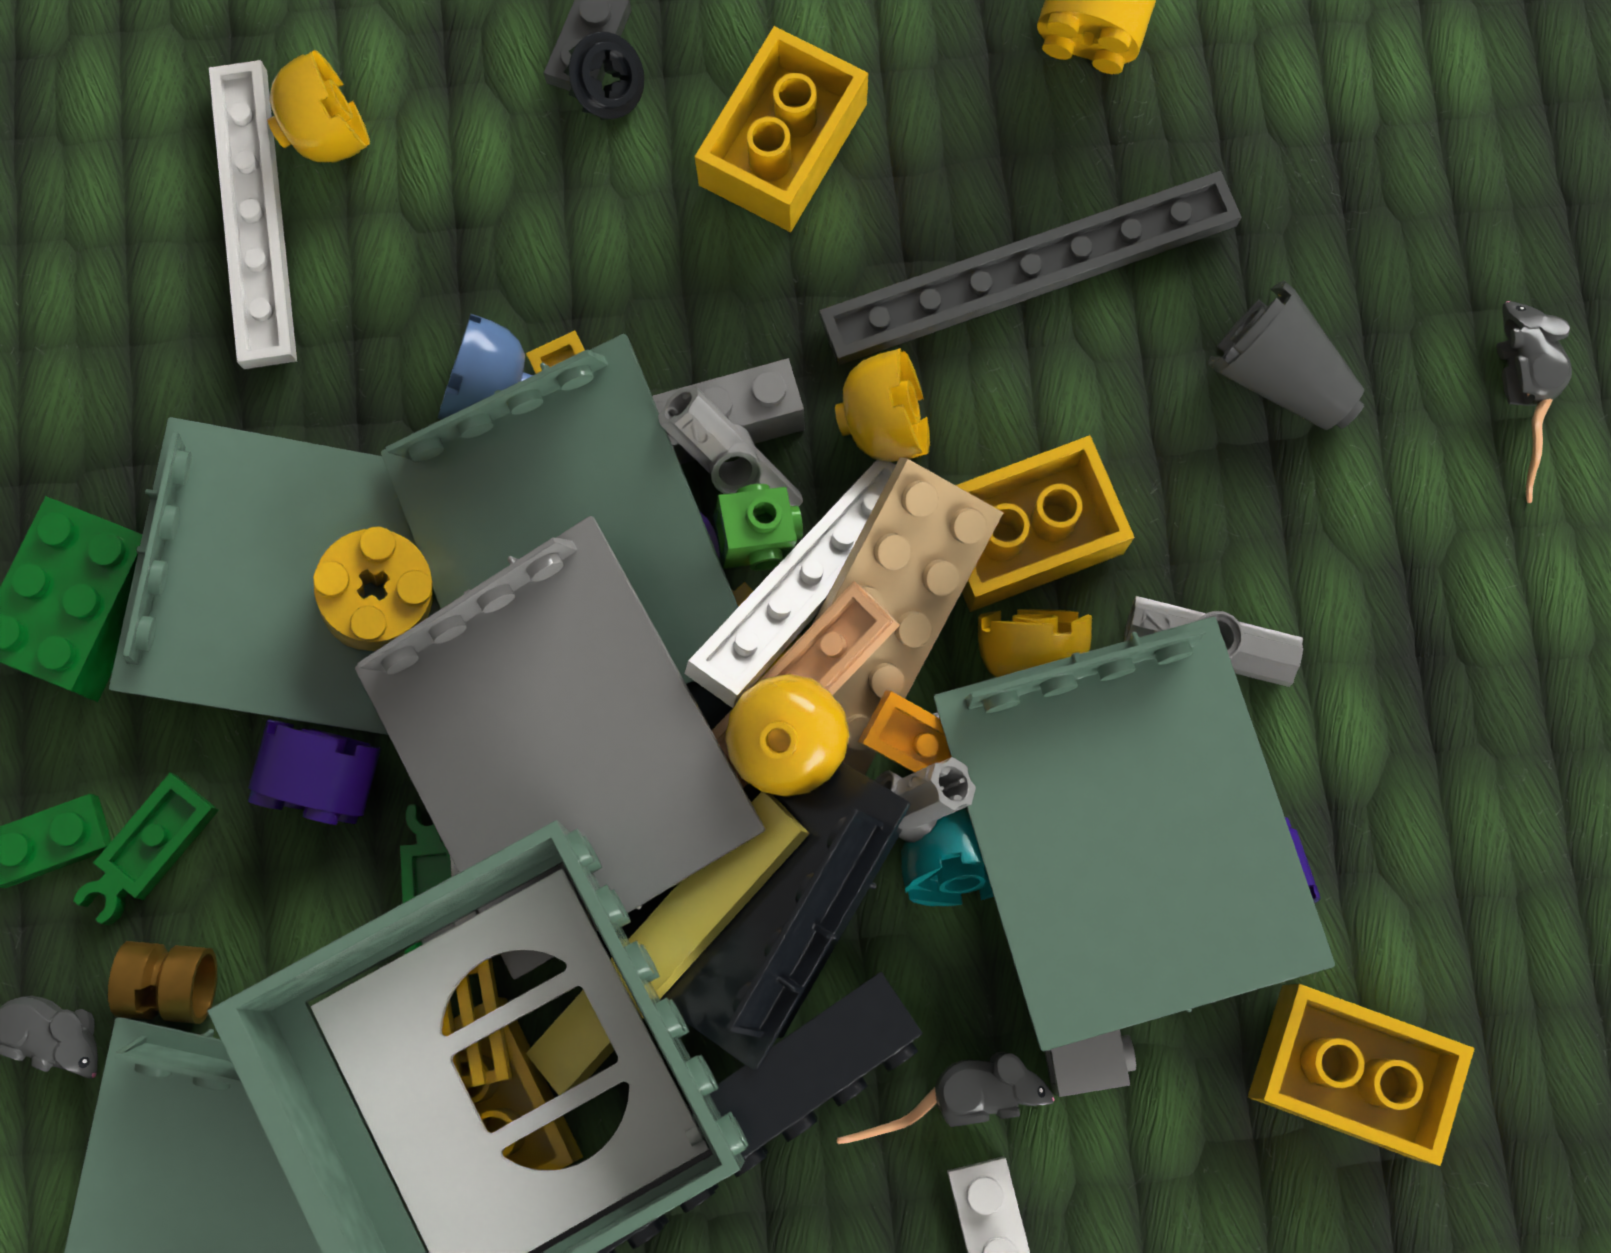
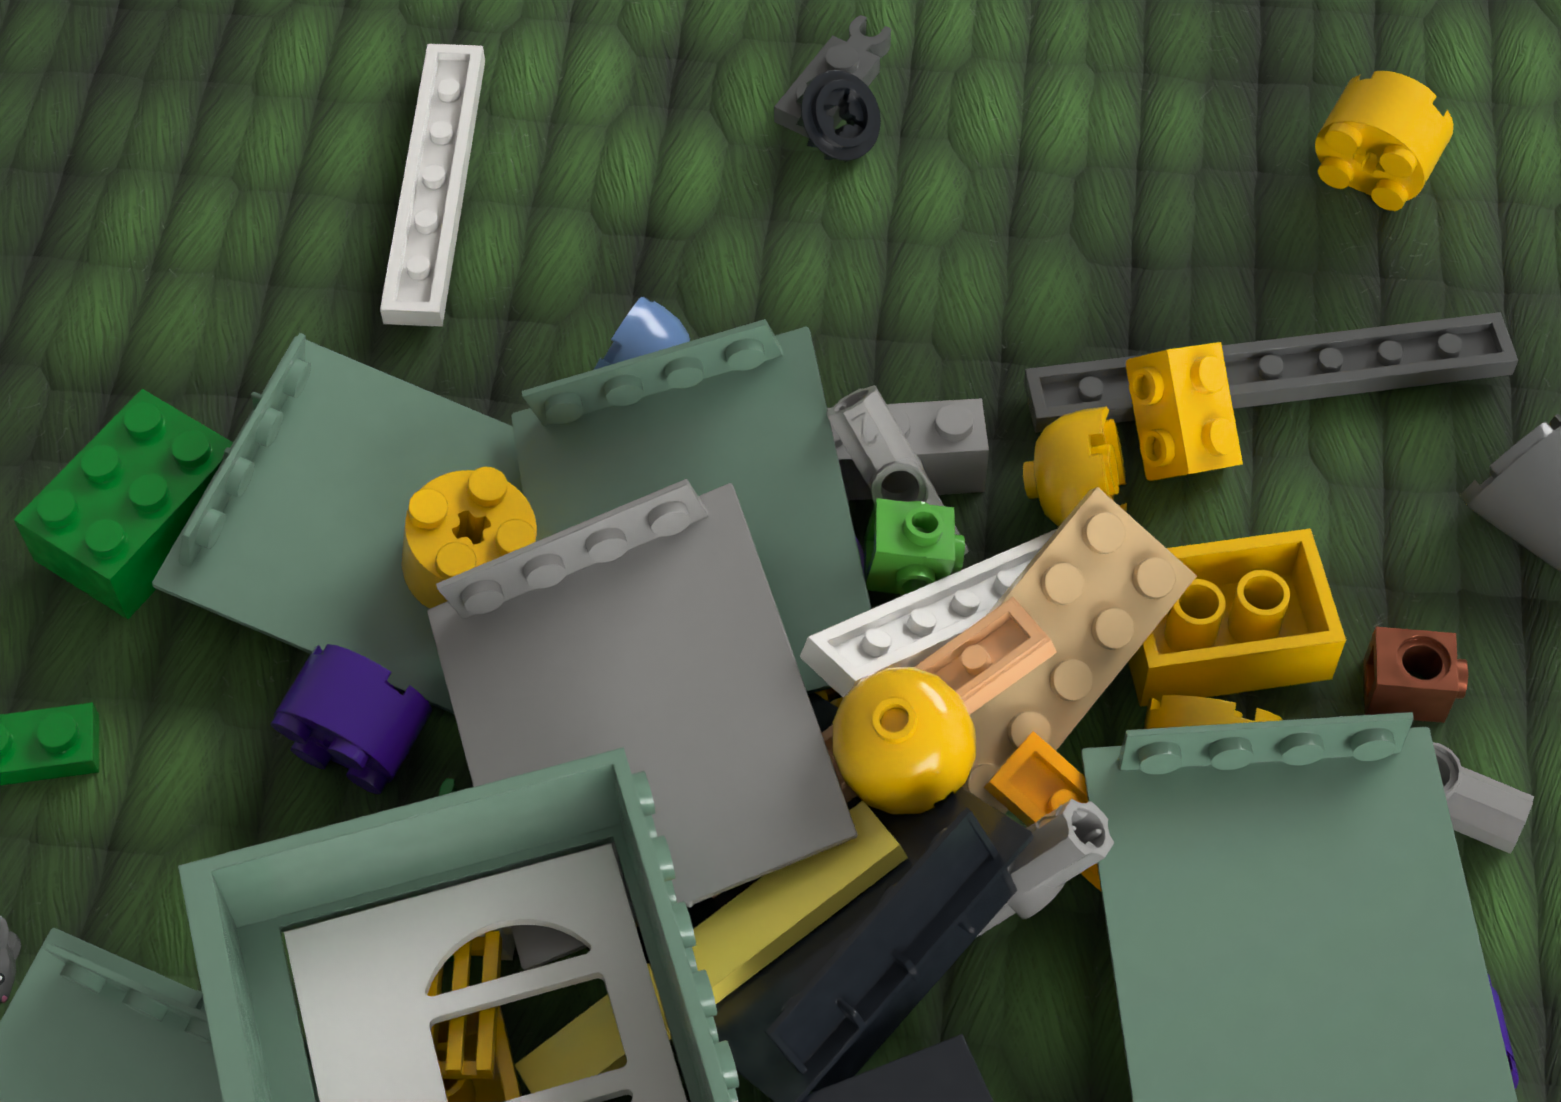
camera: 10 degrees right, 20 degrees down
(147, 846) = (138, 770): green plate -> none
(155, 981) = (116, 910): pearl gold wheel -> none
(314, 112) = (525, 96): yellow cylinder -> none
(782, 128) = (1018, 192): yellow brick -> none
(945, 863) = (1063, 959): teal cylinder -> none
(964, 330) = (1183, 411): none -> yellow bracket
(1170, 554) = (1393, 690): none -> copper brick

